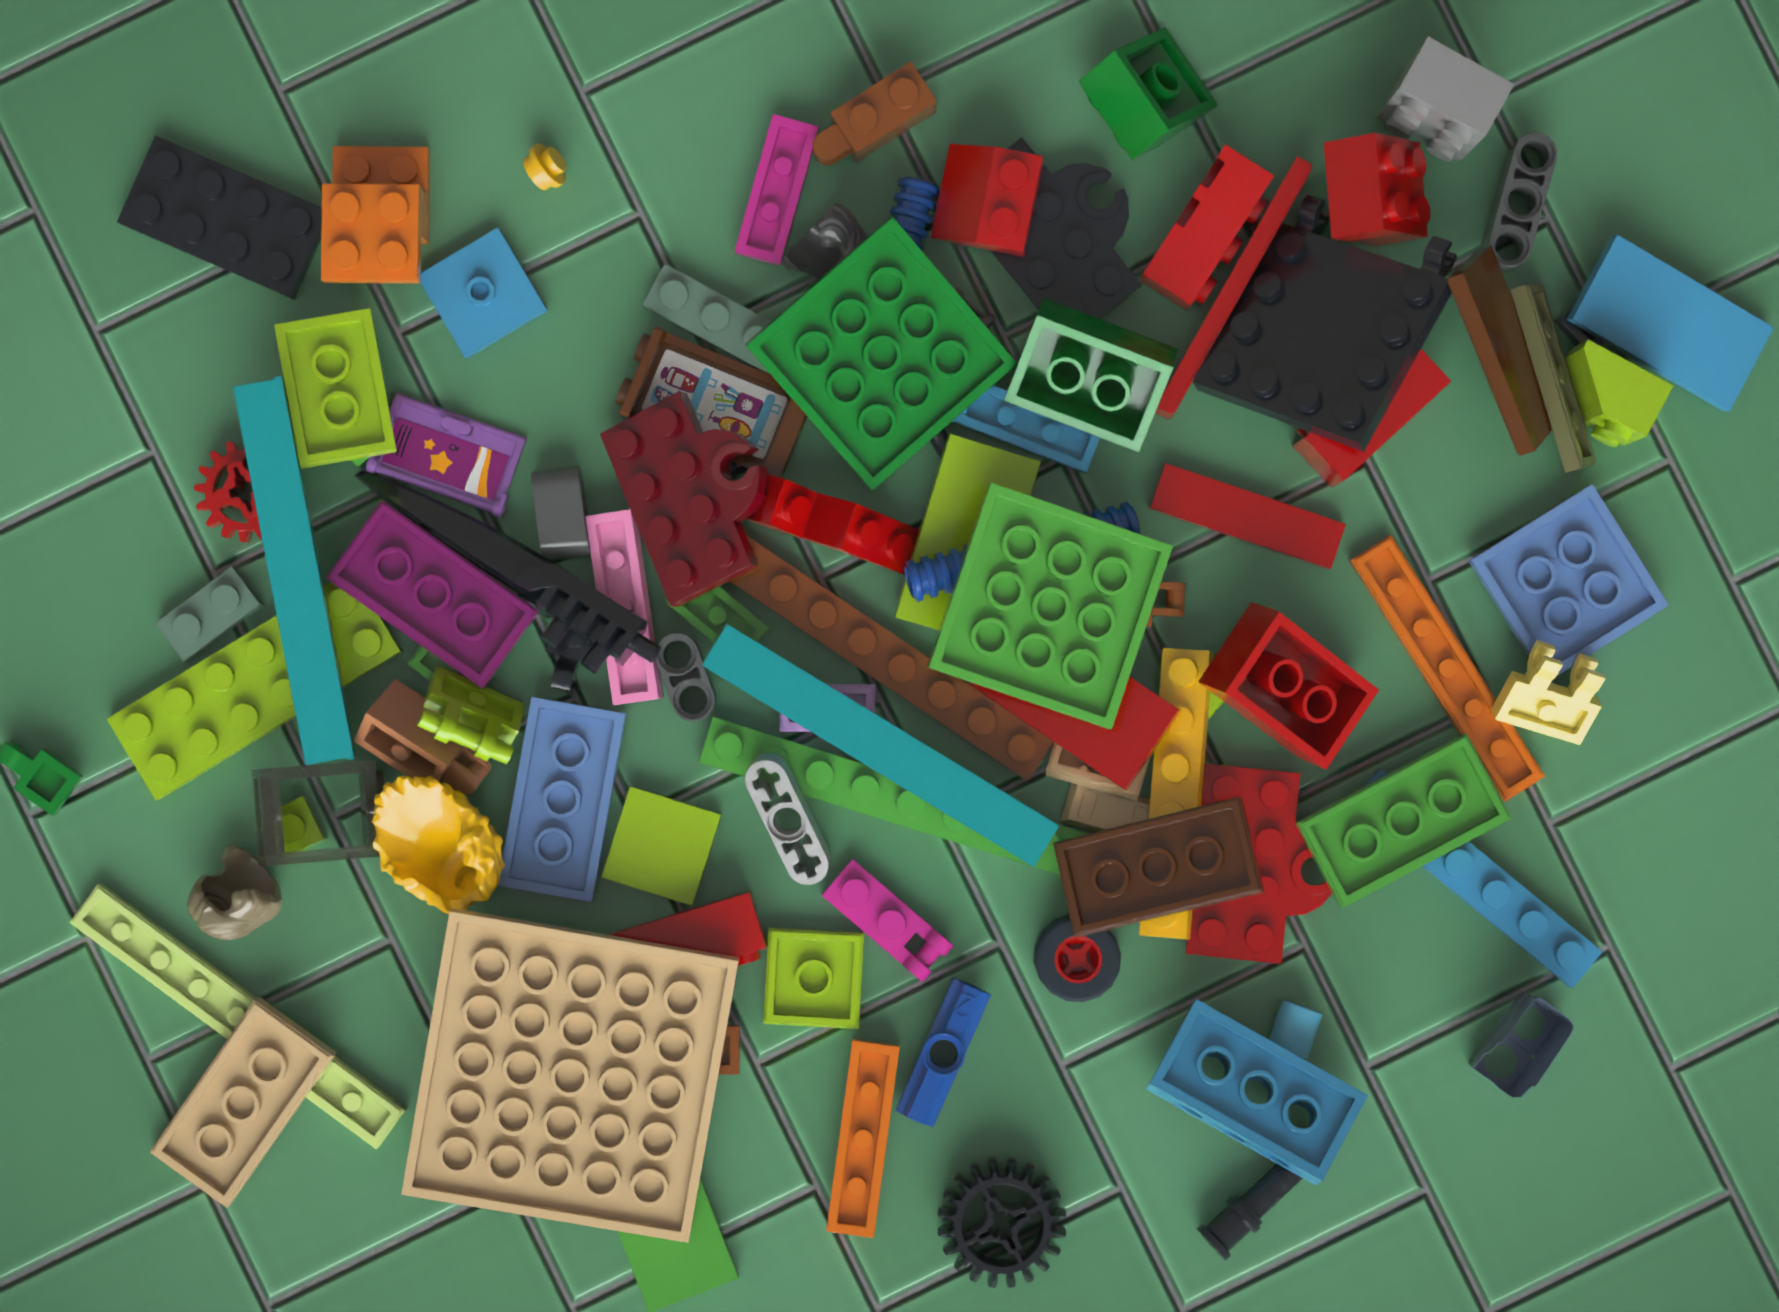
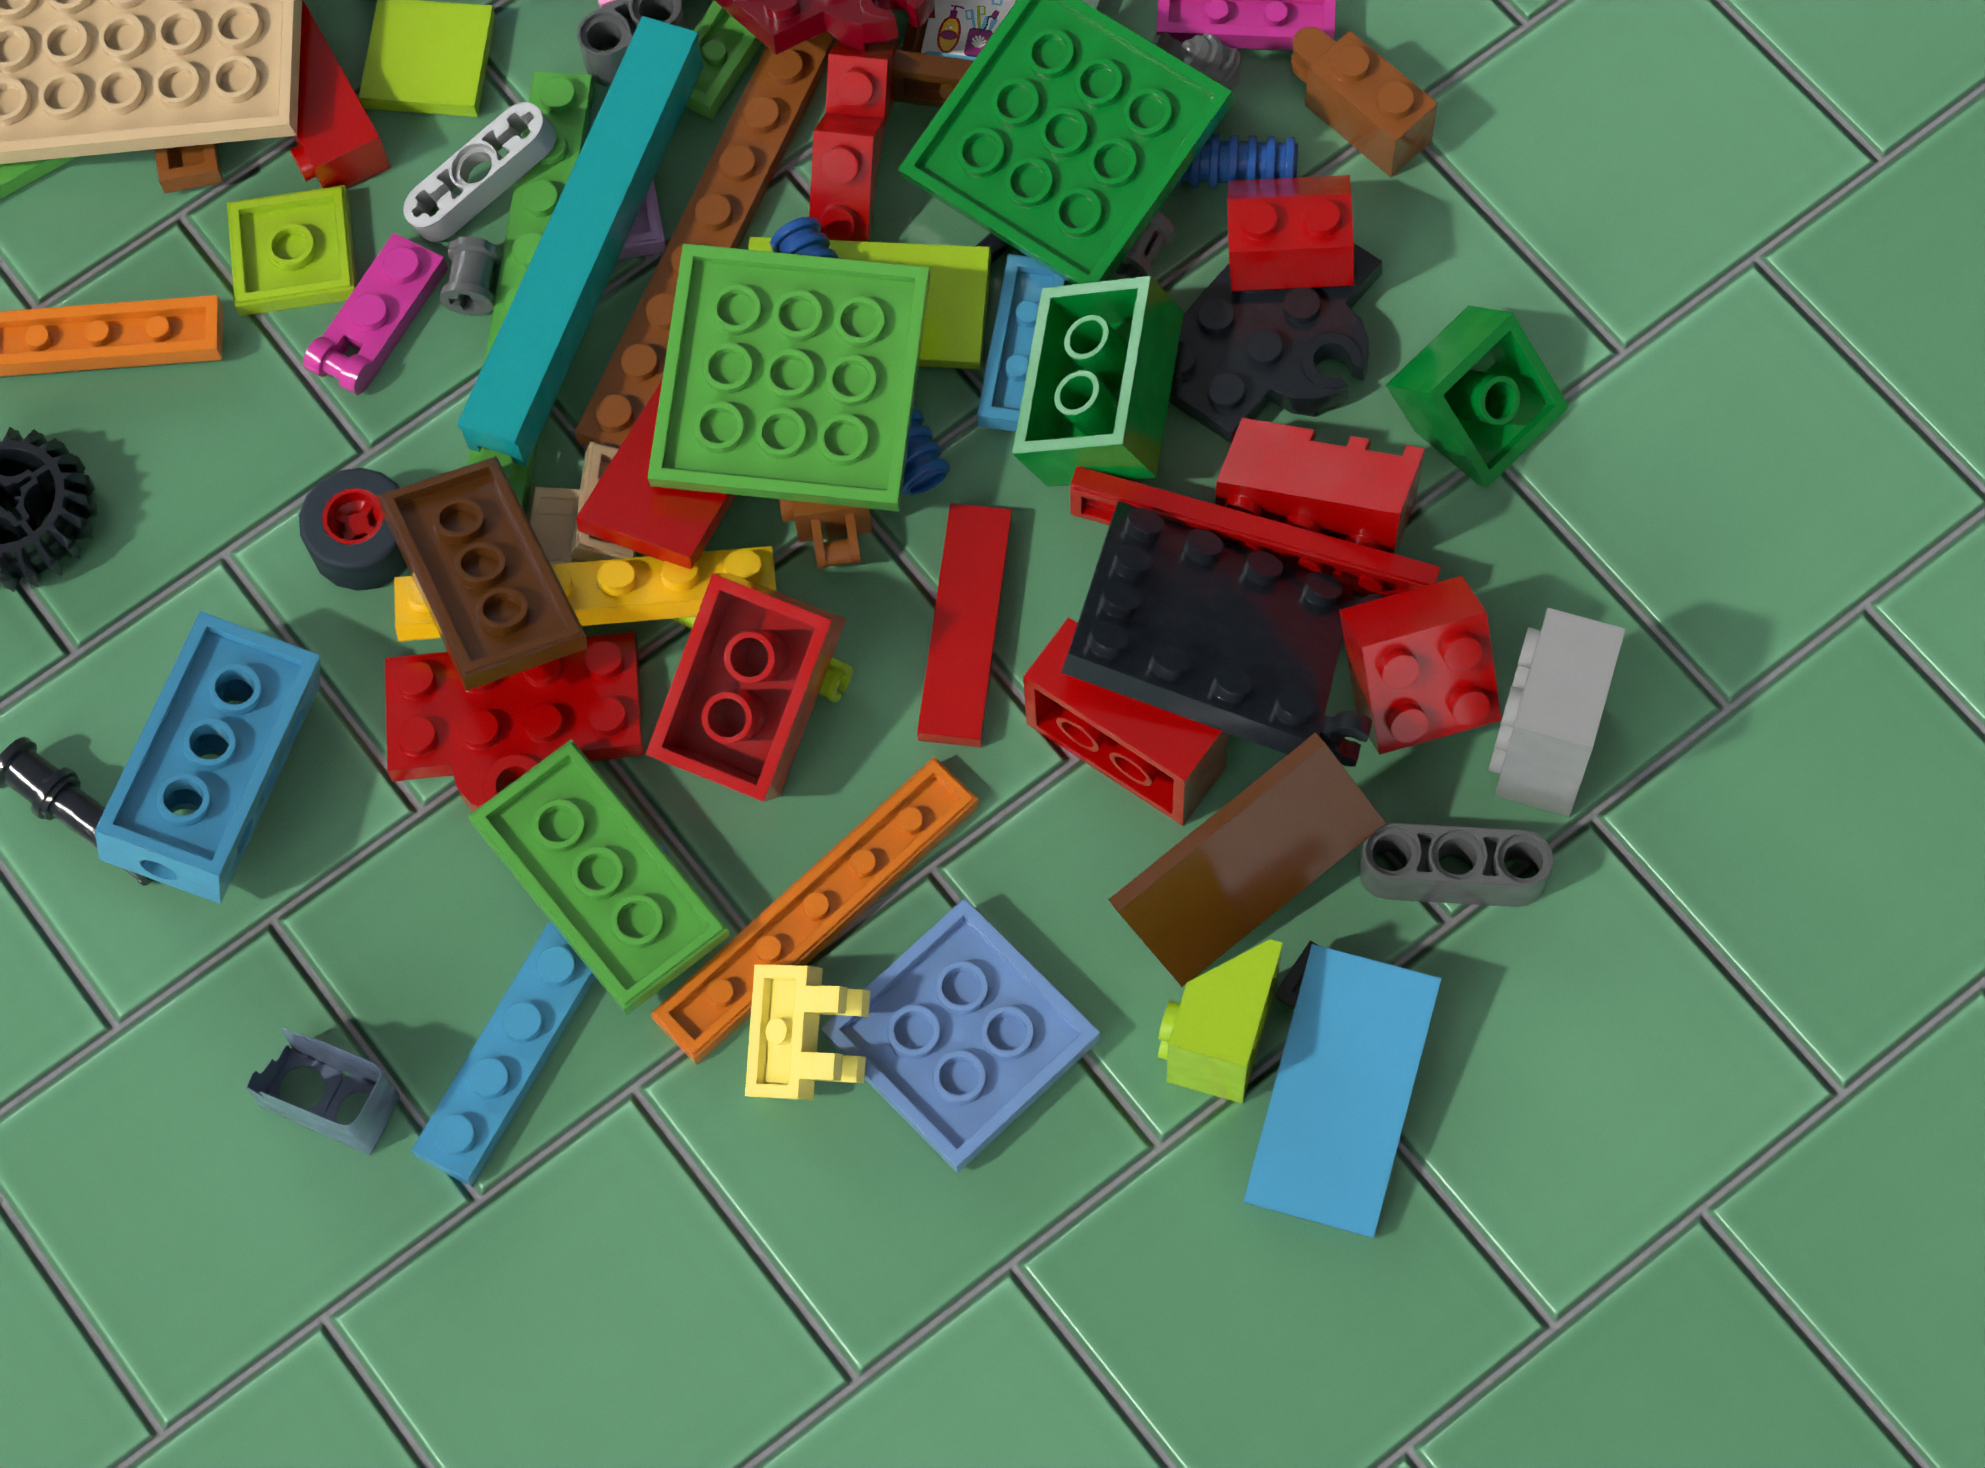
camera: 80 degrees right, 20 degrees down
(875, 840) = (470, 276): none -> dark grey bush
(932, 1081) = (185, 392): blue piece -> none
(1295, 1028) = (304, 807): medium azure beam -> none
(1553, 377) = (1308, 912): olive tile -> none

